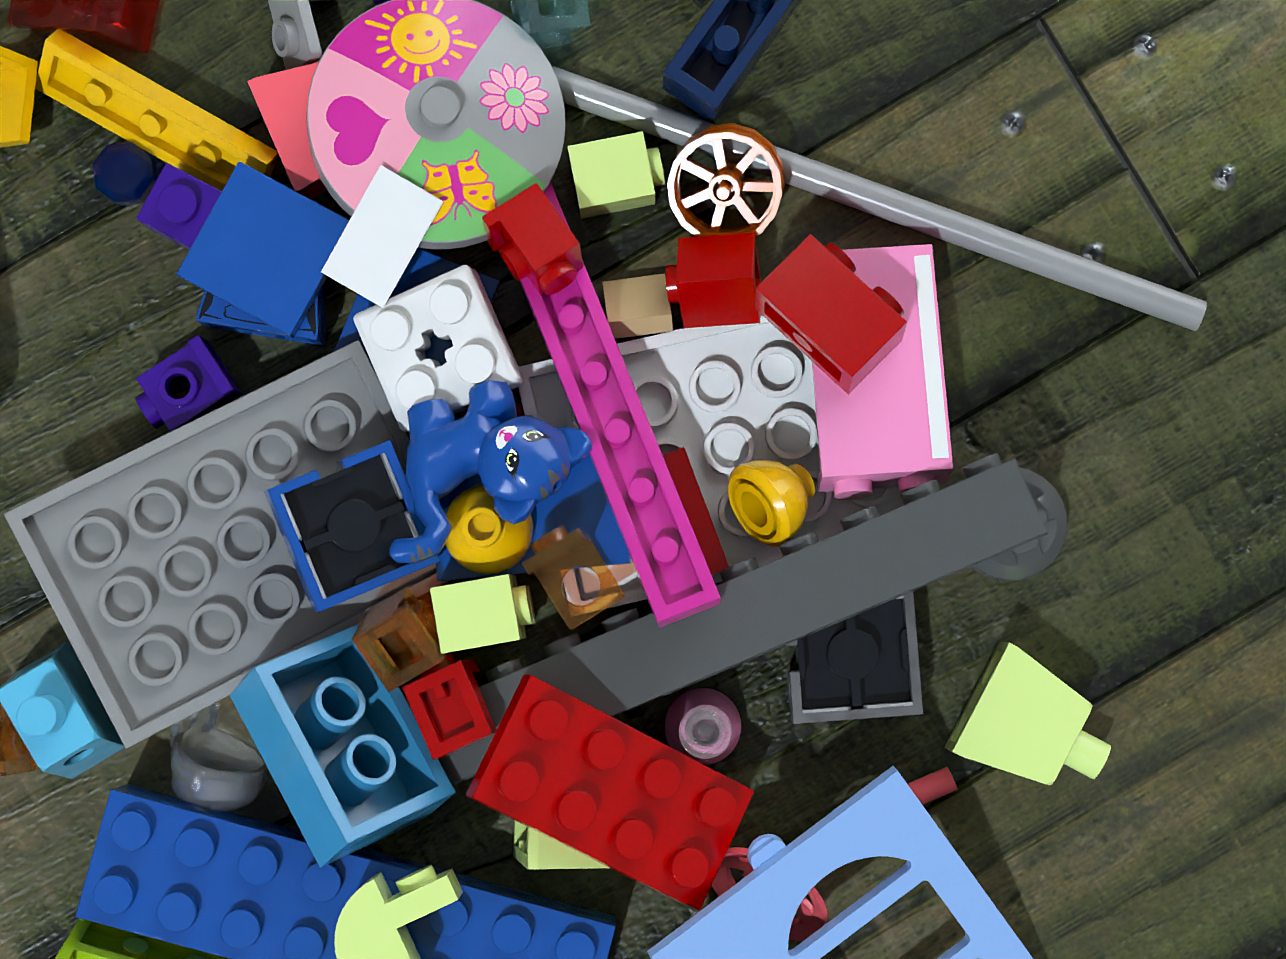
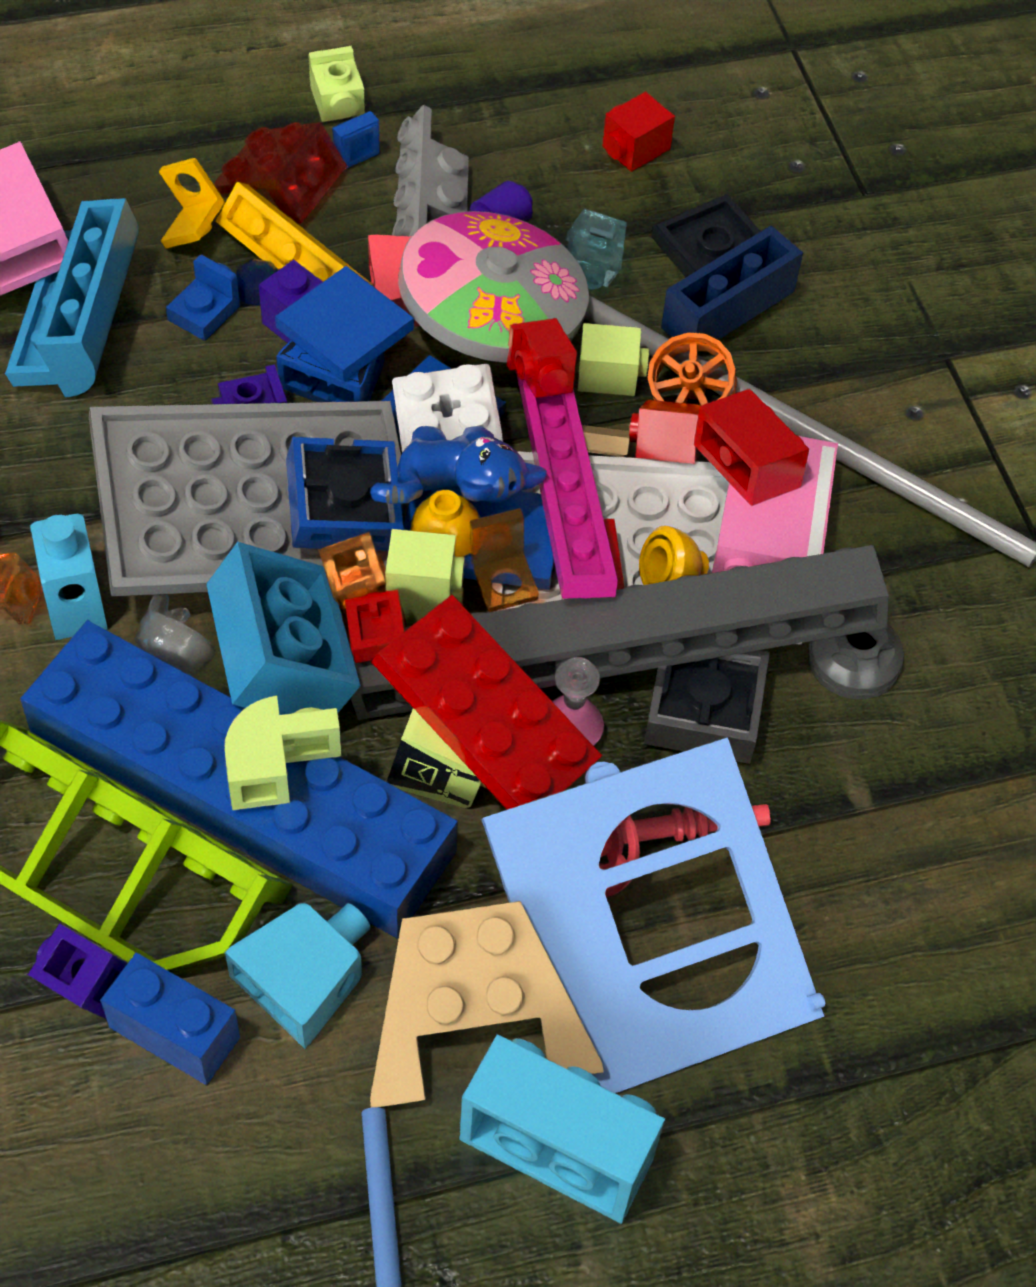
camera: 10 degrees right, 30 degrees down
(69, 229) = (206, 300): none -> blue bracket
(382, 236) = (432, 325): white sticker -> none
(1026, 721) = (838, 784): yellowish green torso -> none

